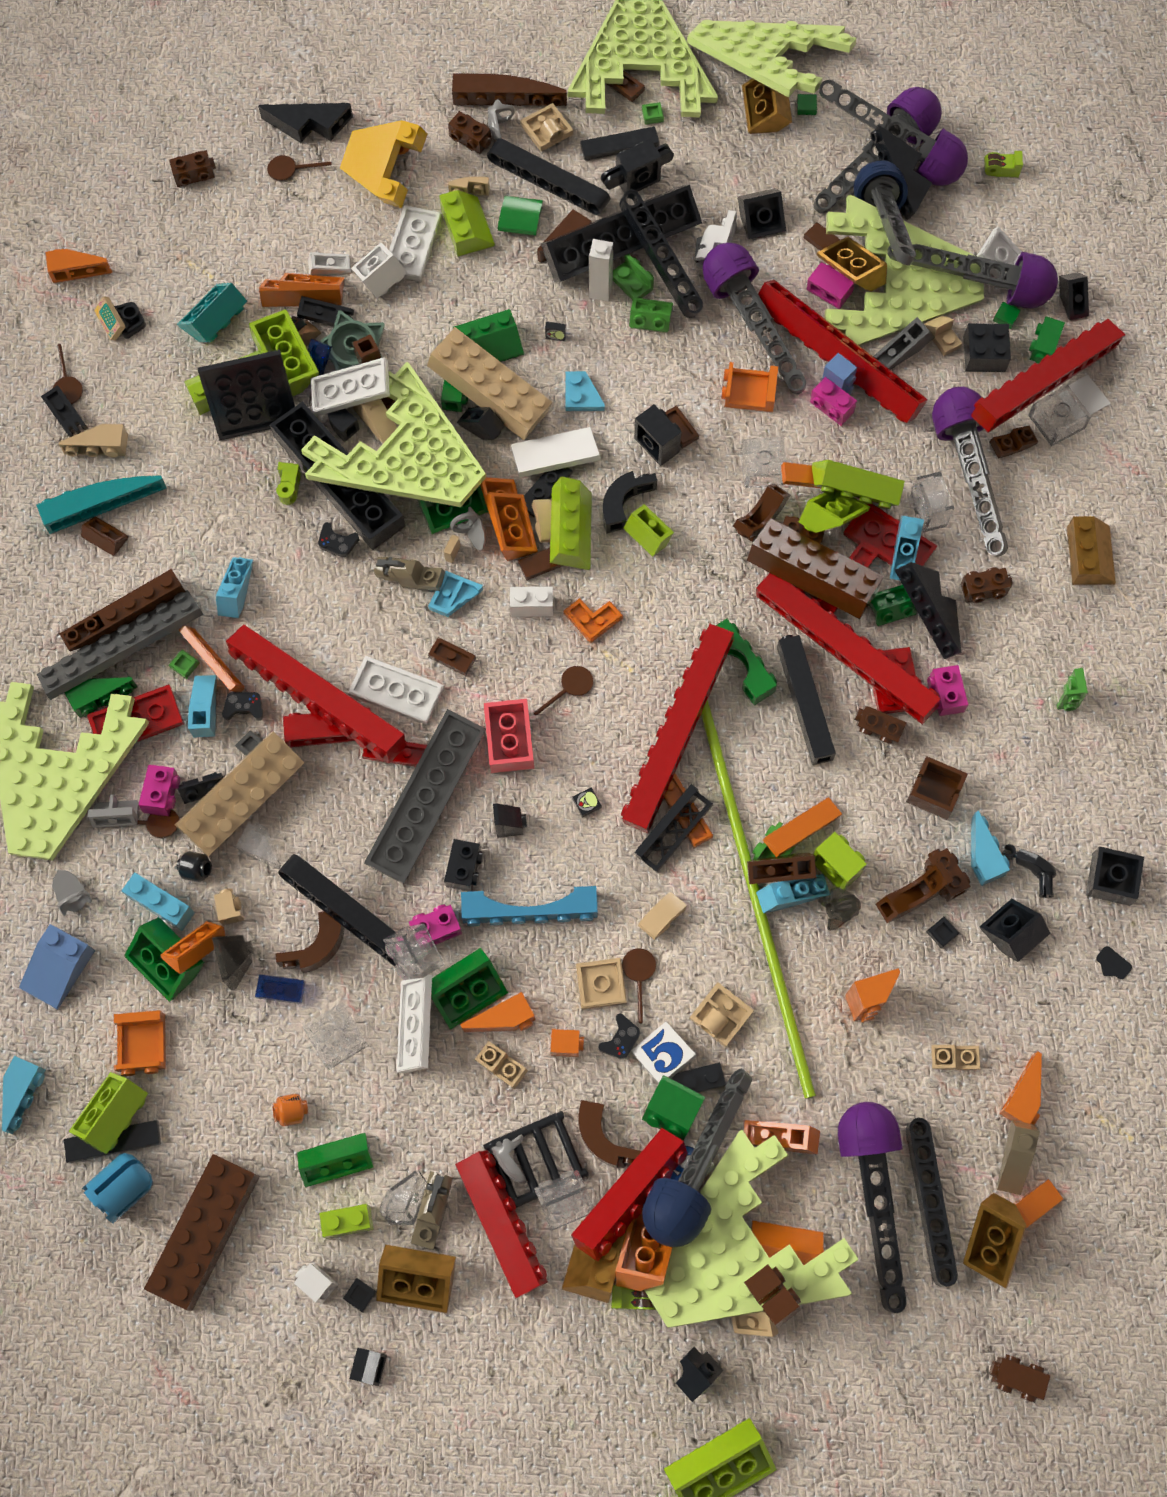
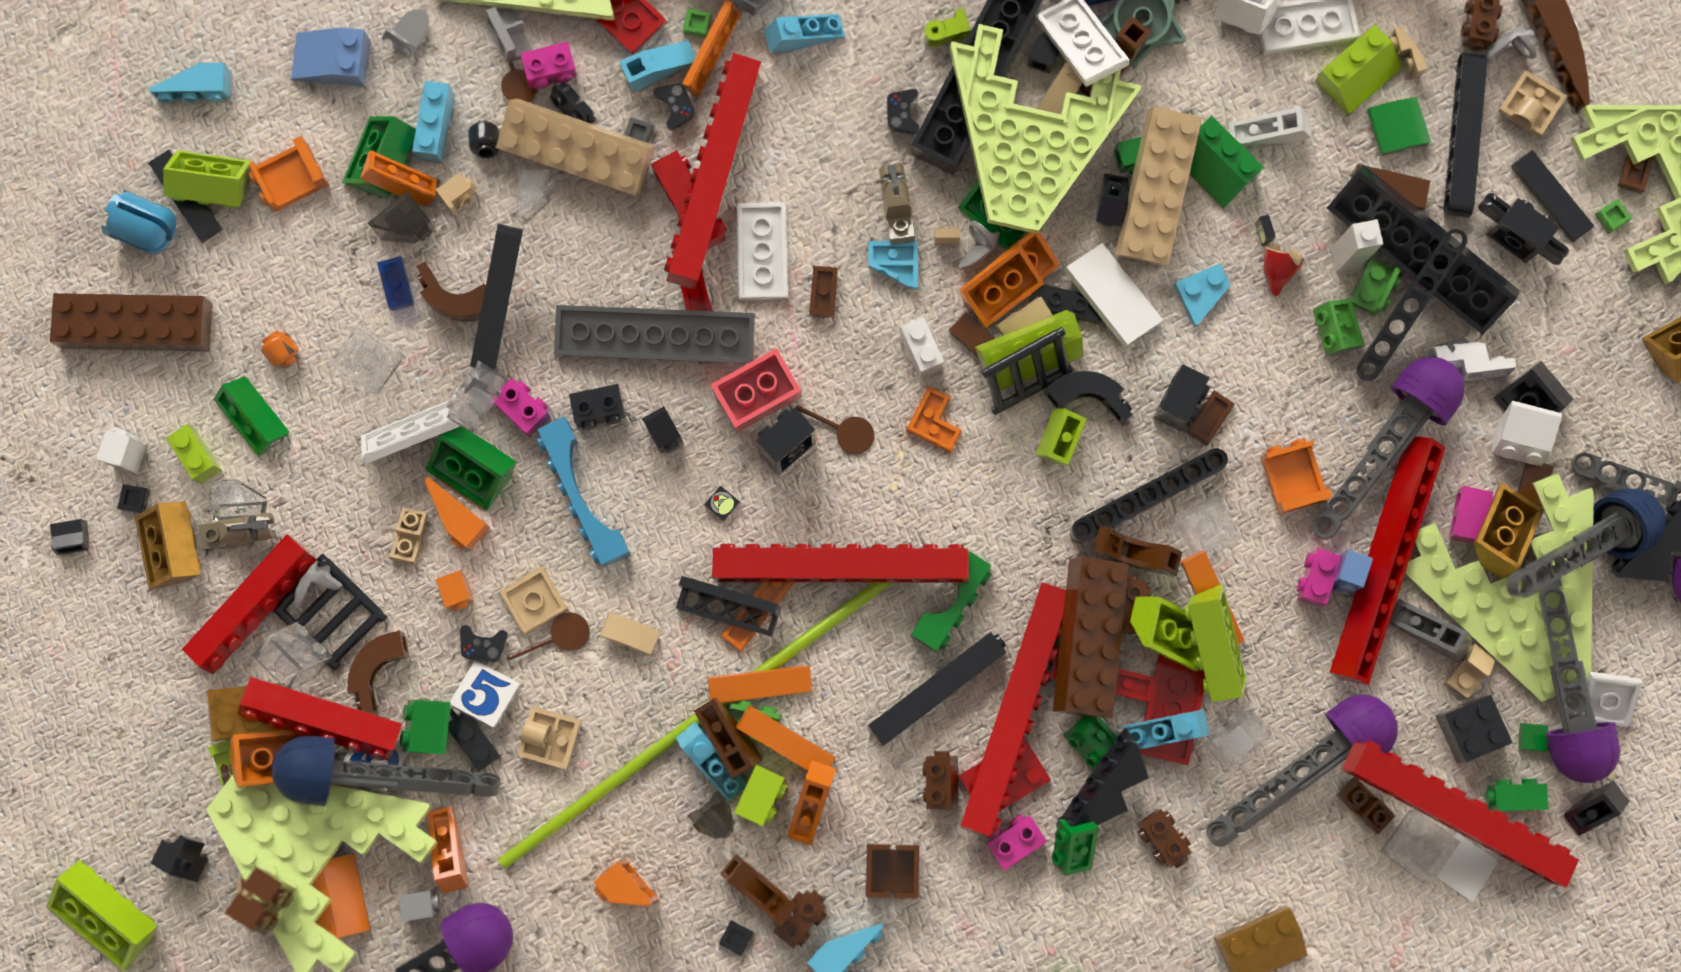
camera: 65 degrees right, 10 degrees up
(481, 293) = (1272, 128): none -> white slope
(562, 725) = (785, 440): none -> black brick
(580, 533) = (1012, 362): none -> black bar
(588, 332) = (1280, 266): none -> red hat
(720, 499) = (1157, 487): none -> black beam
(746, 829) = (760, 684): none -> orange tile
(787, 225) = (1526, 433): none -> white slope
(819, 1178) = (419, 905): none -> light grey brick
(858, 826) = (811, 802): none -> orange slope
(969, 648) = (1074, 847): none -> green bracket

